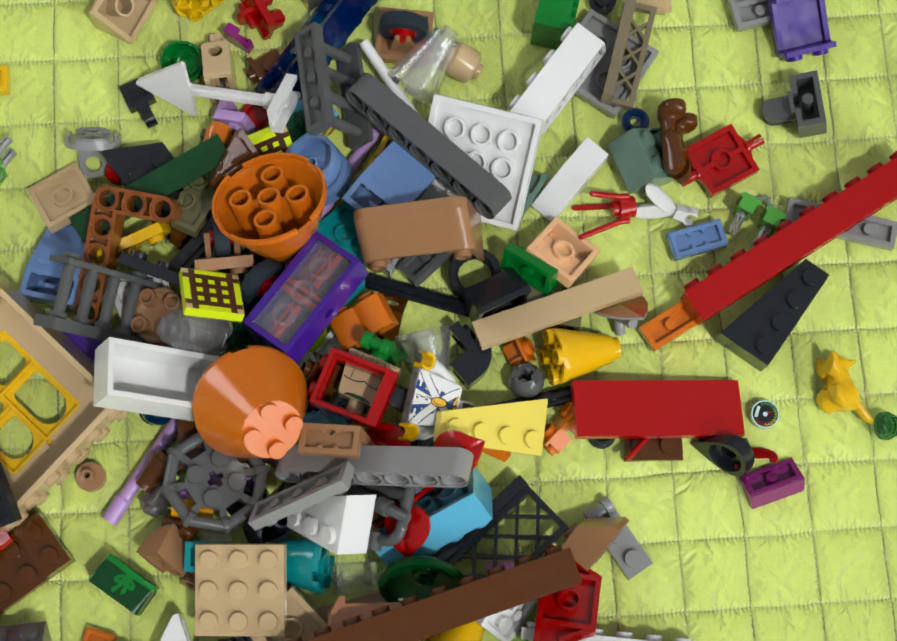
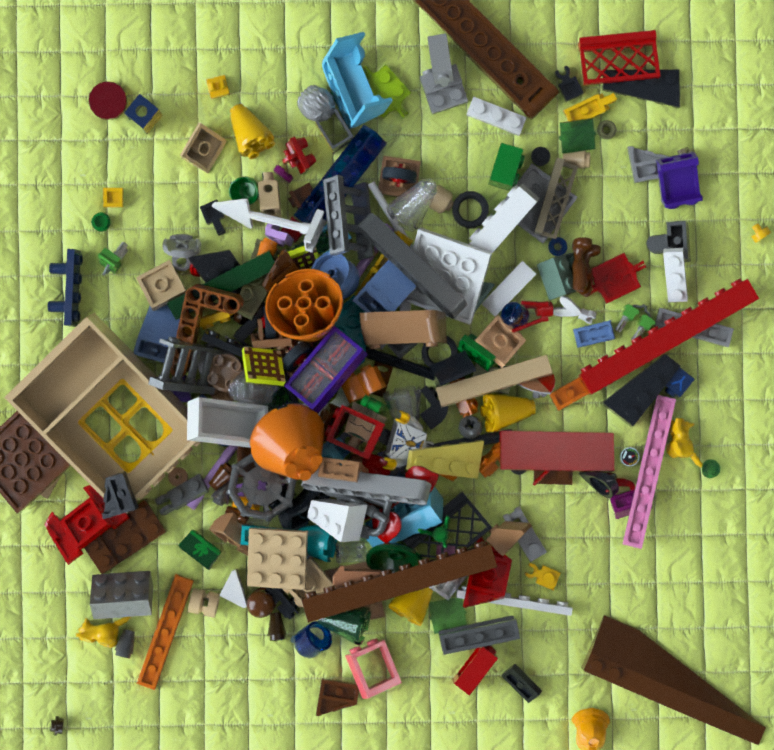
camera: 10 degrees right, 10 degrees up
(96, 502) = (183, 494): none -> dark grey hinge
(302, 495) = (319, 502): light grey plate -> none
(491, 539) = (440, 533): none -> green plant
(505, 55) = (470, 195): none -> black tyre
(581, 215) = (515, 314): none -> clear blue head
(654, 600) = (545, 577): none -> yellow plate
(796, 435) = (649, 472): none -> bright pink plate
(809, 147) = (675, 275): none -> white plate
(827, 303) = (678, 383): none -> dark blue brick

